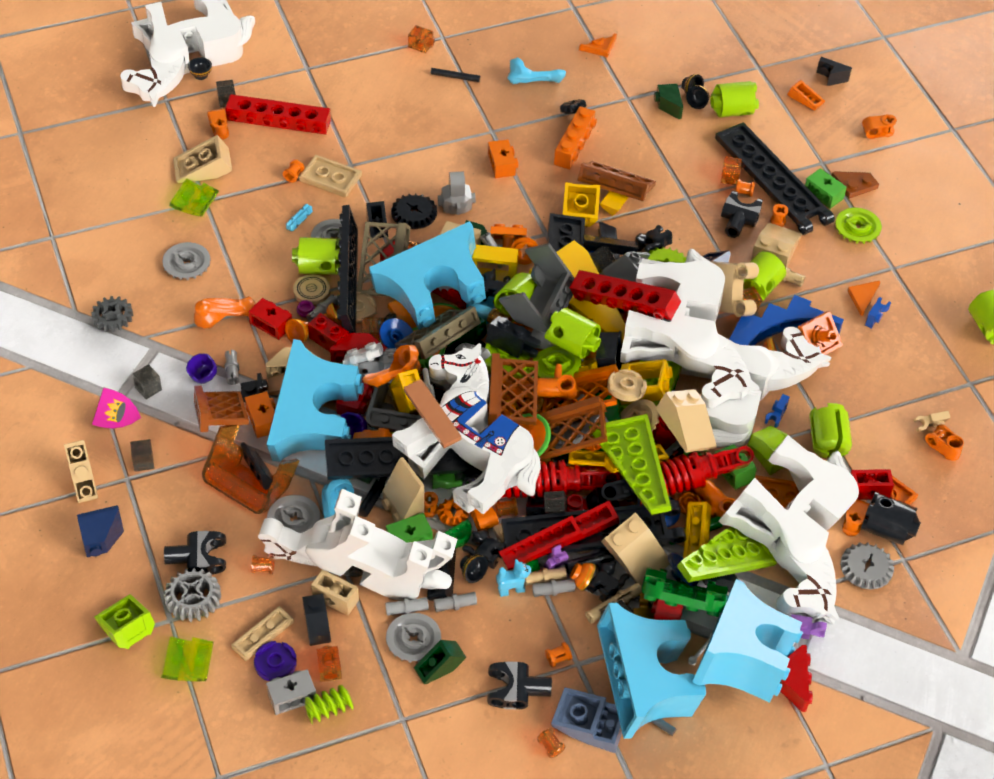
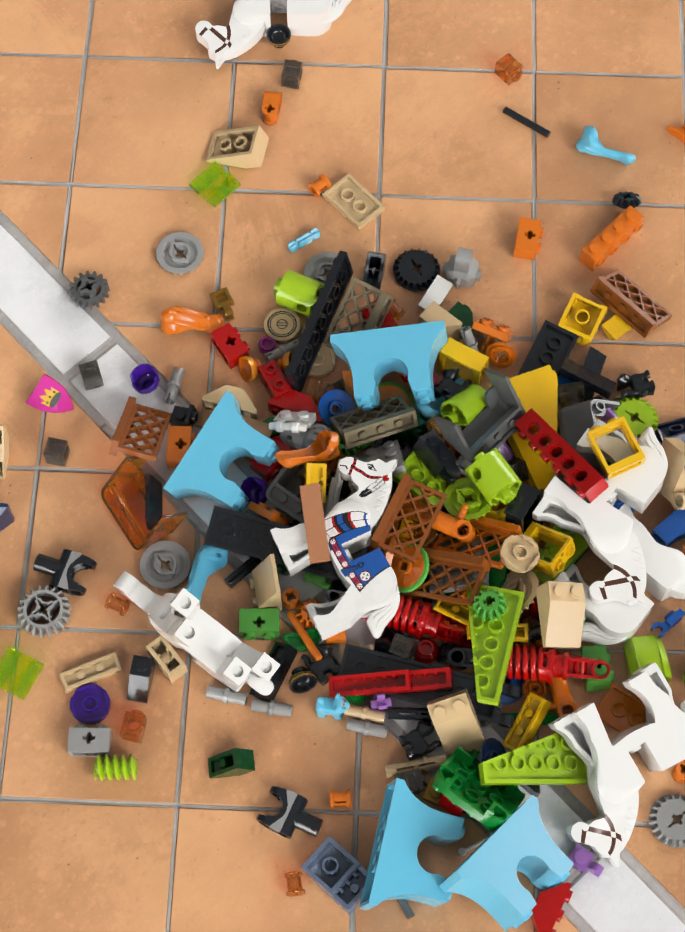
camera: 25 degrees right, 15 degrees up
(247, 285) = (222, 301): none -> pearl gold plate
(278, 114) = (340, 115): red brick -> none
(409, 625) = (205, 727): light grey gear -> none
(440, 218) = (437, 292): none -> white slope
(457, 529) = (304, 635): none -> orange bar
(506, 508) = (360, 629): clear orange bush -> none
(582, 574) = (397, 727): orange piece -> none
(622, 431) = (486, 612): none -> bright green gear
(694, 266) = (623, 465): none -> yellow window

